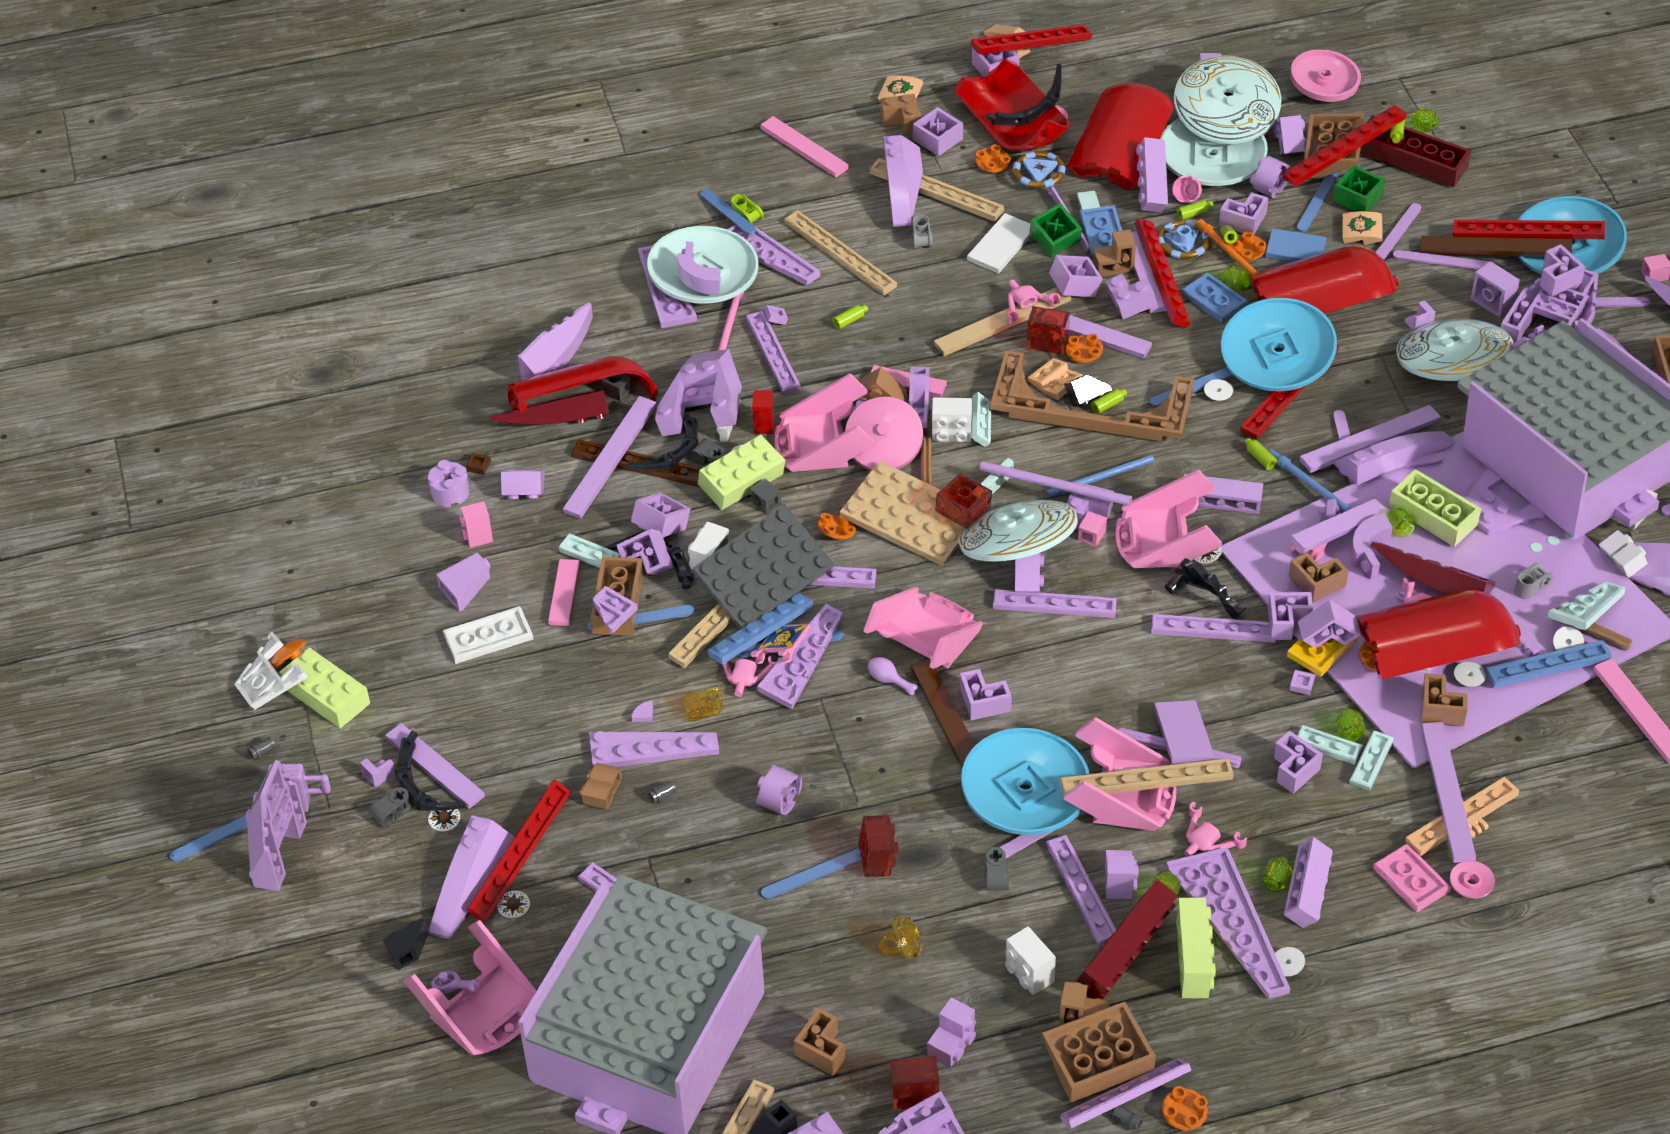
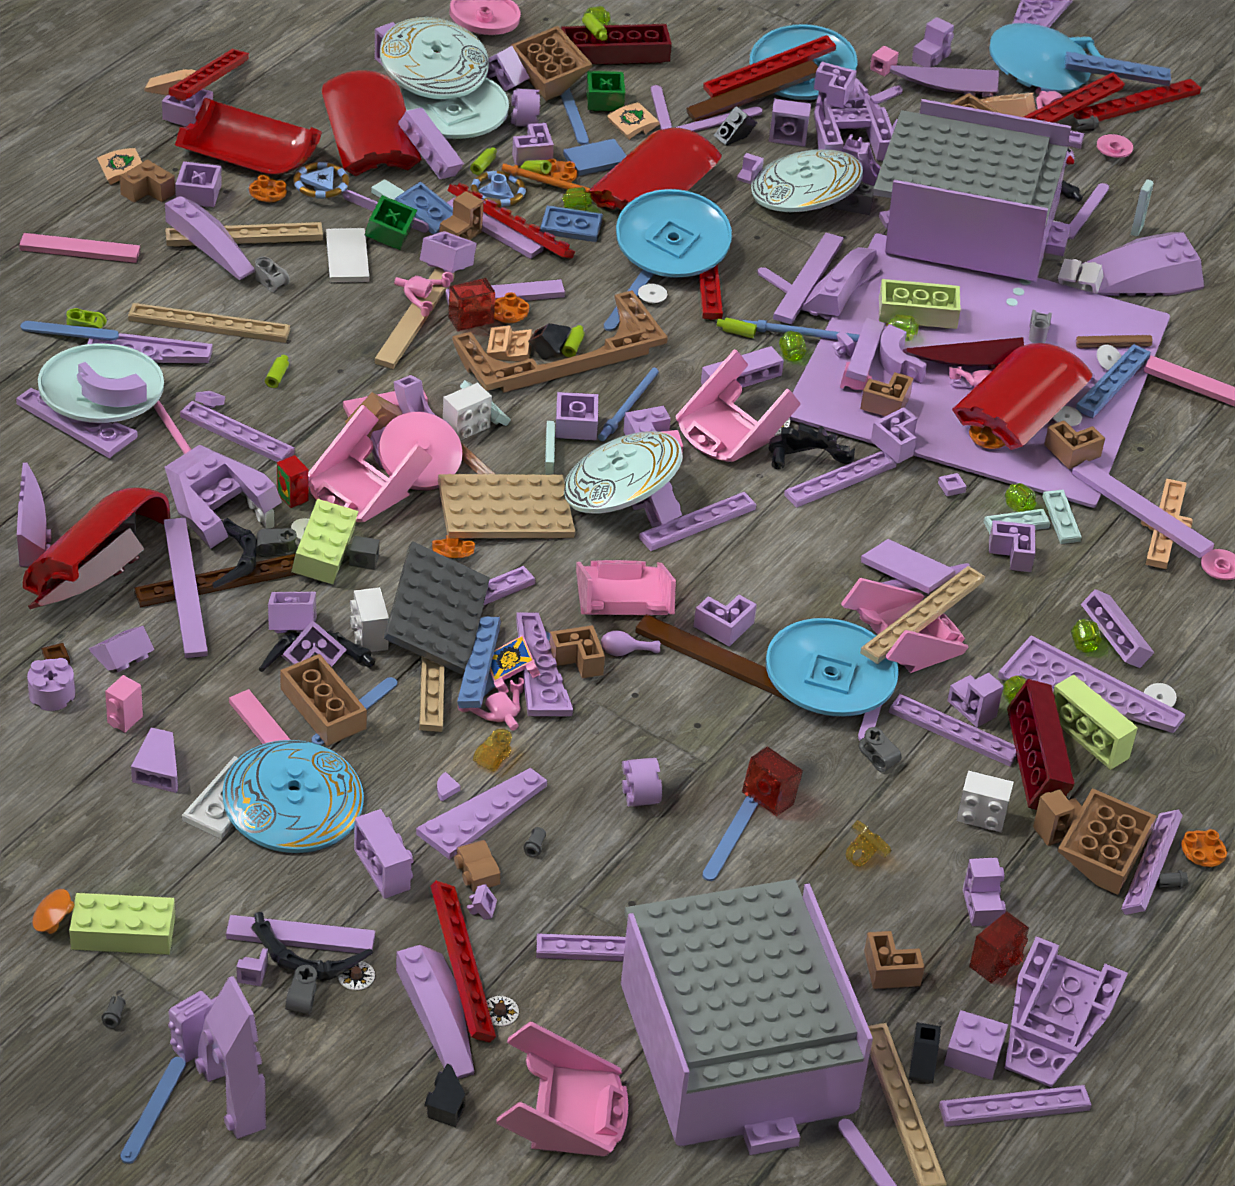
camera: 45 degrees left, 5 degrees down
(261, 681) = (56, 951): white wing -> none
(450, 982) = (534, 1100): lavender piece -> none
(533, 681) = (286, 819): none -> medium azure dish
(538, 737) = (383, 853): none -> lavender brick
(577, 815) = (483, 902): none -> lavender tile
(585, 550) = (249, 678): light aqua plate -> none
(613, 608) = (344, 706): lavender wing -> none
(843, 657) = (578, 647): none -> medium nougat brick
(963, 500) = (552, 470): clear red brick -> none
(1029, 115) = (266, 140): black animal -> none
(1041, 460) = (576, 416): none -> lavender brick
(1056, 483) = (613, 420): lavender piece -> none
(1130, 298) = (507, 252): lavender brick -> none
(1186, 190) = (466, 145): bright pink hair -> none
(1206, 835) = (1003, 636): bright pink piece -> none
(1288, 492) = (792, 346): none -> clear neon green head
(1318, 659) = (942, 448): yellow plate -> none
(1329, 622) = (942, 424): lavender brick -> none
(1344, 145) = (569, 57): red plate -> none
(1411, 878) = (1176, 588): bright pink tile -> none
(1447, 272) = (735, 127): none -> black slope
(1495, 513) = (969, 289): lavender wing -> none
(1588, 607) = (1100, 324): light aqua wing -> none

